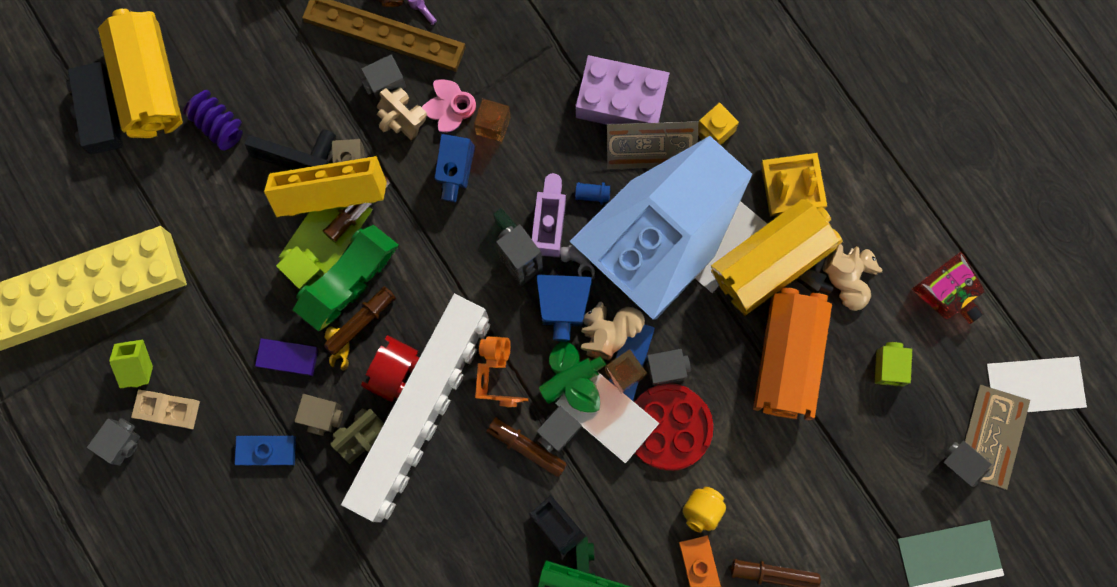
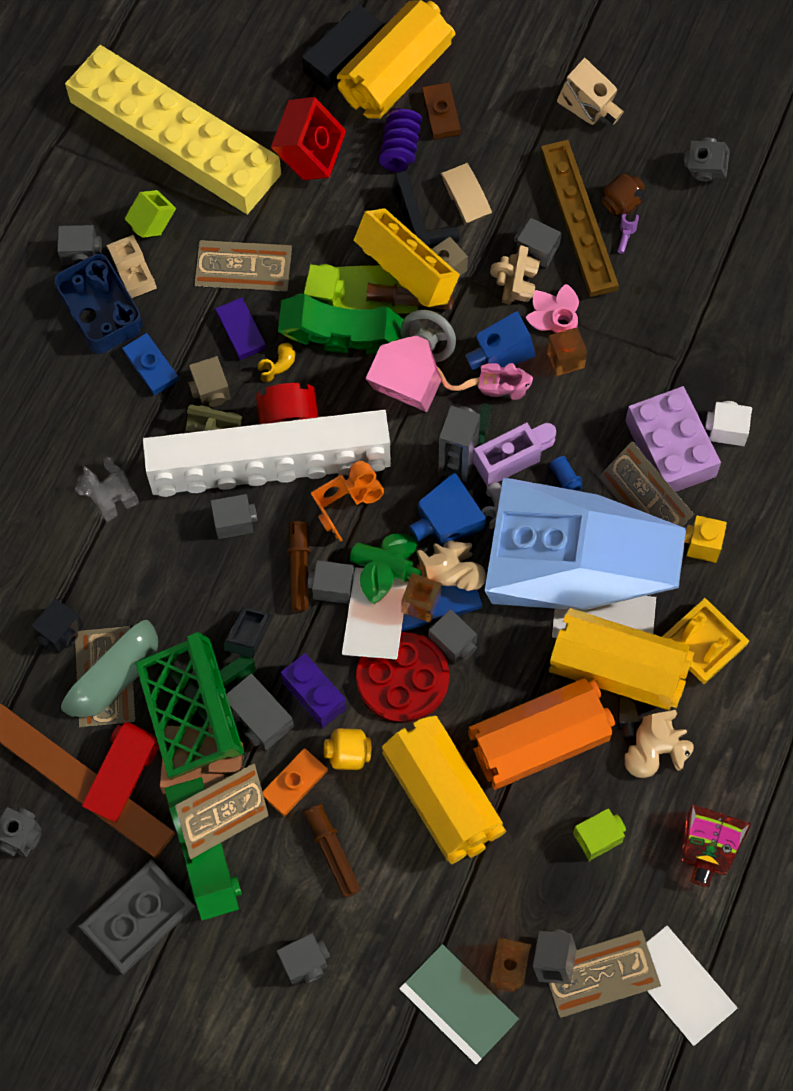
camera: 55 degrees right, 10 degrees down
(158, 463) = (109, 299): none -> dark blue axle
(161, 191) = (308, 138): none -> red brick
(210, 71) = (441, 110): none -> reddish brown plate
(230, 318) = (243, 265): none -> sticker
(299, 101) = (466, 193): none -> tan slope
(356, 562) = (109, 491): none -> clear animal
(369, 312) = (312, 361): reddish brown axle -> none
(424, 249) = (407, 366): none -> bright pink piece
(449, 470) = (233, 516): none -> dark grey brick
(478, 191) = (496, 381): none -> bright pink animal
(628, 560) = (258, 713): none -> dark grey brick
(635, 43) = (729, 423): none -> white brick
(640, 504) = (313, 690): none -> dark purple brick
(790, 459) = (443, 789): none -> yellow brick
(940, 497) = (510, 950): none -> clear orange brick

